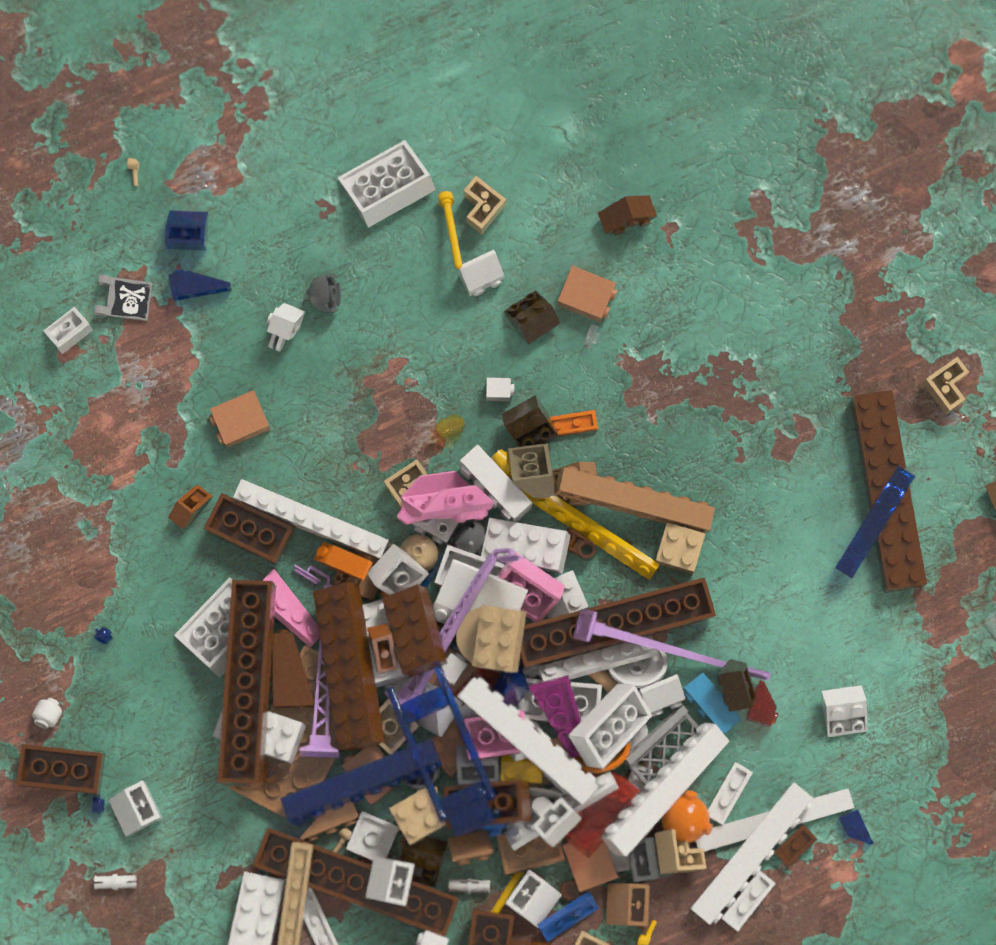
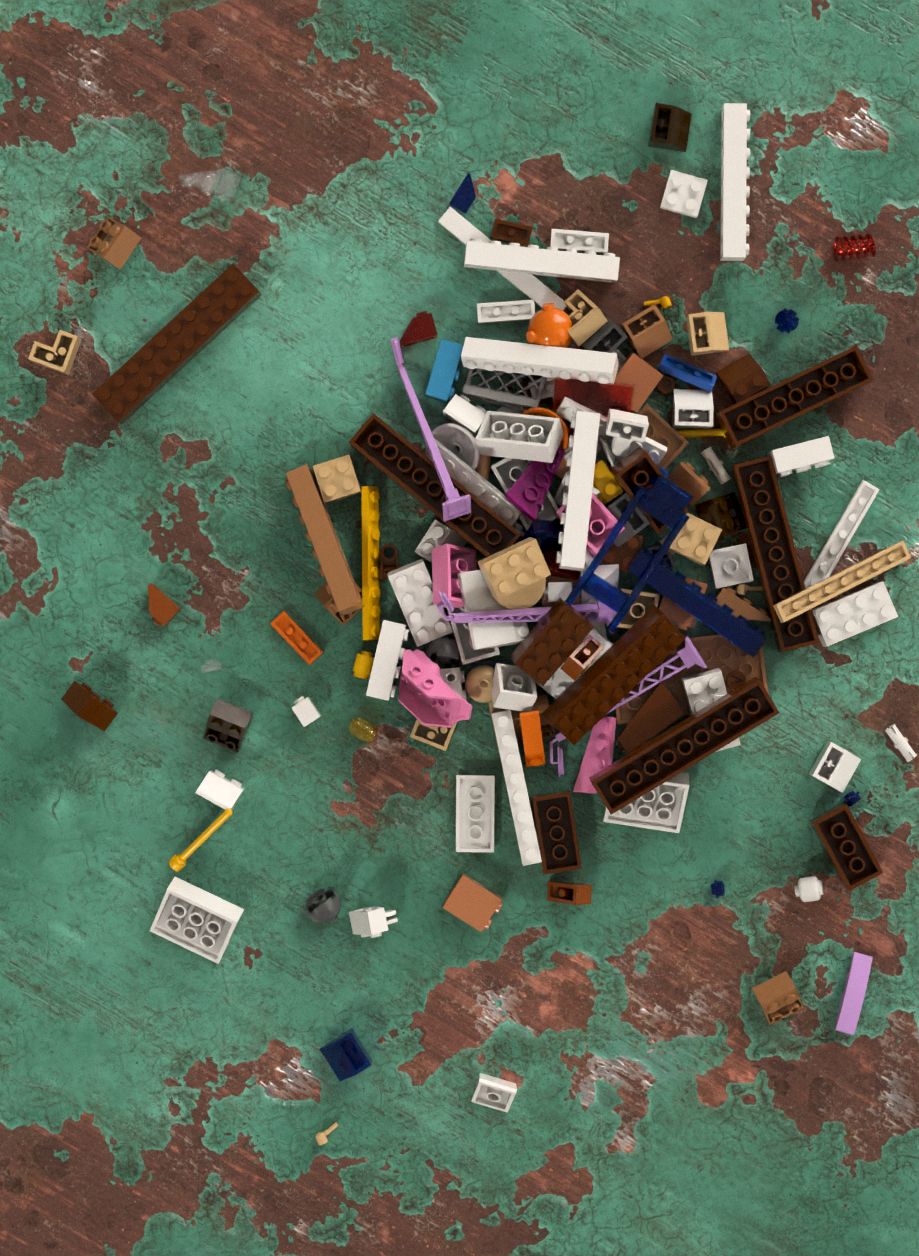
camera: 125 degrees left, 10 degrees up
(125, 299) = (436, 1064): flag -> none
(192, 285) = (390, 1020): clear blue slope -> none
(313, 472) = (475, 813): none -> white plate
(390, 881) = (759, 525): white slope -> none
(487, 204) = (159, 824): tan brick -> none
(529, 423) = (318, 667): dark brown slope -> none
(532, 470) = (356, 638): dark tan slope -> none
(587, 294) = (178, 693): nougat brick -> none
(671, 329) = (161, 606): none -> dark orange slope
(737, 686) = (419, 358): dark brown slope -> none
(845, 710) = (378, 263): white slope -> none
(875, 521) = (210, 335): clear blue arch -> none

